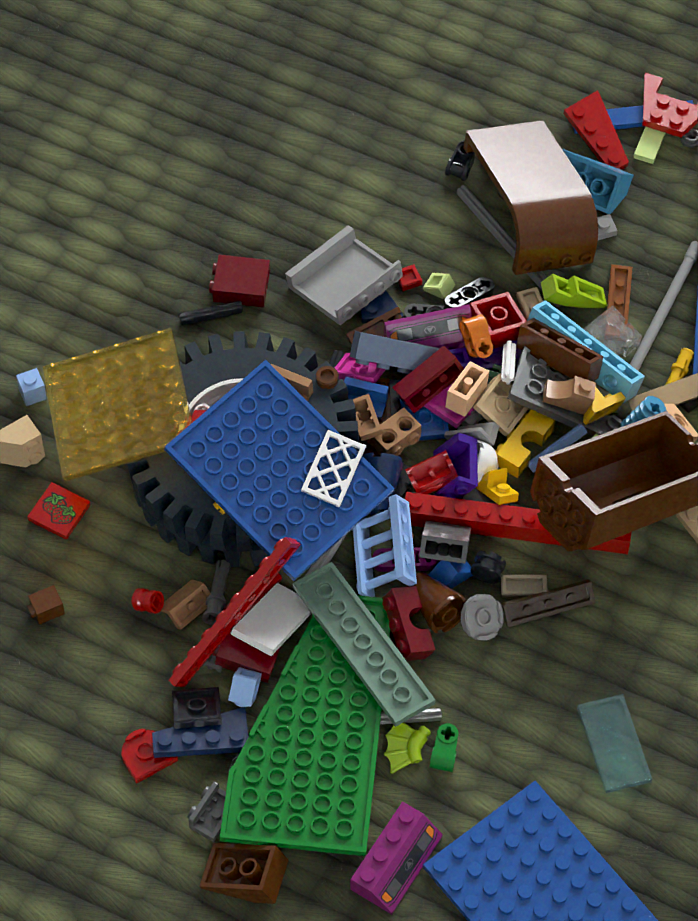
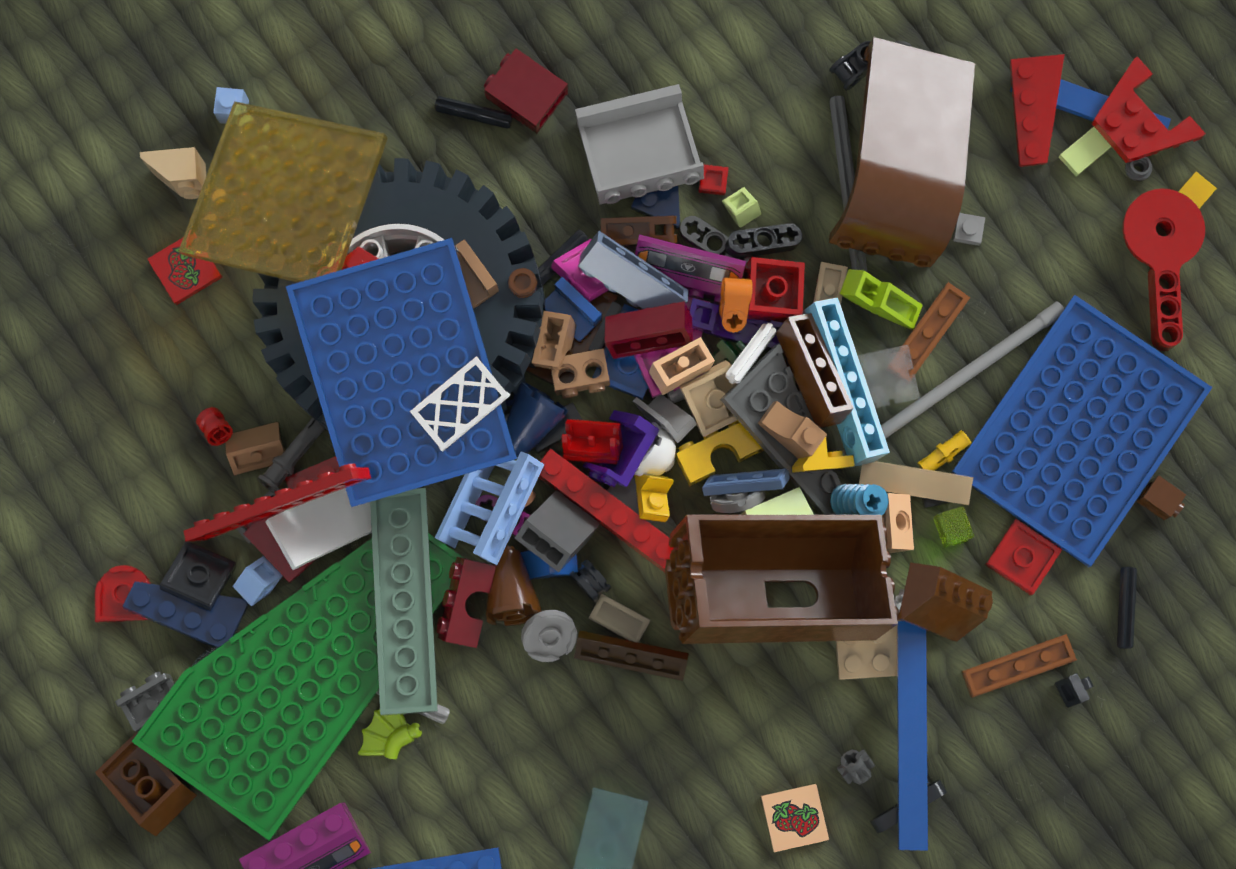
camera: 30 degrees right, 20 degrees up
(45, 605) = (109, 373): reddish brown brick -> none
(444, 751) = (421, 765): green piece -> none
(605, 182) = (994, 167): dark azure wedge -> none

